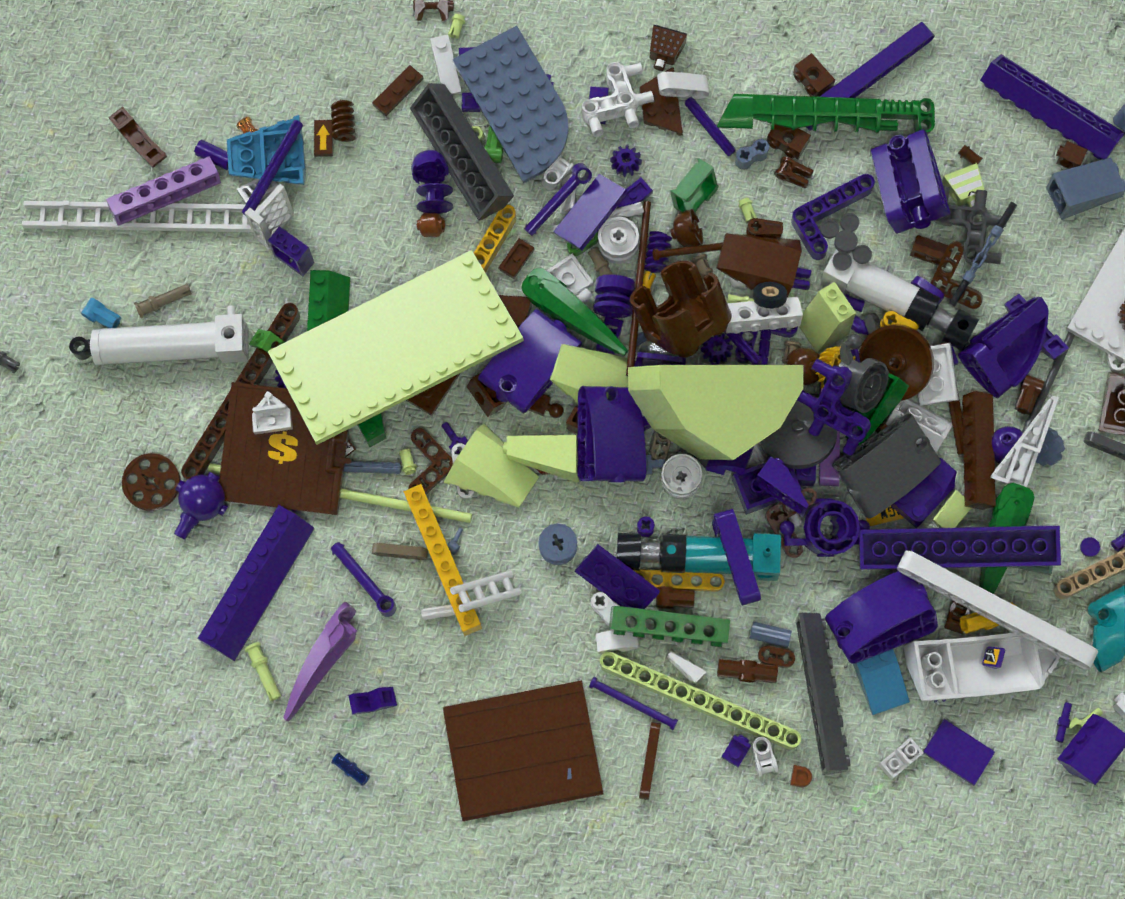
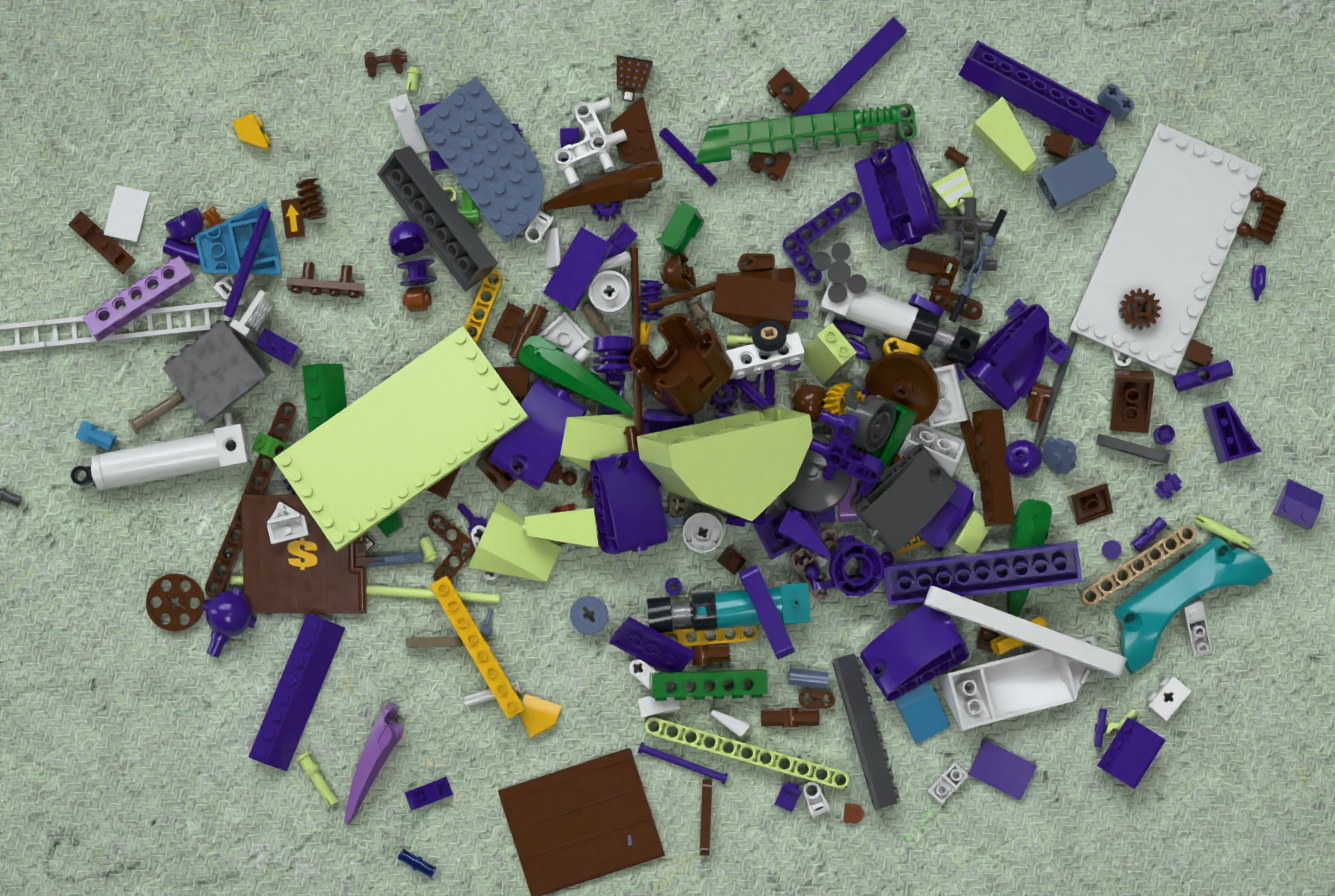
camera: 10 degrees left, 10 degrees up
(166, 115) = (126, 213): none -> white sticker
(219, 130) = (186, 225): none -> dark purple cylinder
(226, 264) = (215, 370): none -> flat silver brick
(294, 55) = (249, 132): none -> yellow slope
(352, 205) = (333, 288): none -> reddish brown plate
(363, 579) = (404, 676): dark purple piece -> none
(397, 90) = (362, 156): reddish brown plate -> none
(482, 600) = (522, 684): white bar -> none
(494, 637) = (539, 715): none -> yellow slope
(539, 260) = (529, 328): none -> reddish brown piece
(559, 197) = (545, 255): dark purple piece -> none
(622, 375) = (631, 437): none -> reddish brown pin
(636, 141) = (617, 185): none -> reddish brown piece
(683, 85) = (655, 118): white beam -> none
(705, 509) = (731, 560): none -> reddish brown slope
(747, 209) = (736, 242): yellowish green pin -> none
(752, 154) = (734, 182): sand blue axle -> none
(790, 176) = (775, 192): reddish brown piece -> none
(993, 657) = (1027, 675): slope -> none
(1020, 142) = (1004, 137): none -> yellowish green slope
(1020, 460) = (1035, 474): white wedge -> none
(1073, 497) = (1090, 504): none -> reddish brown slope

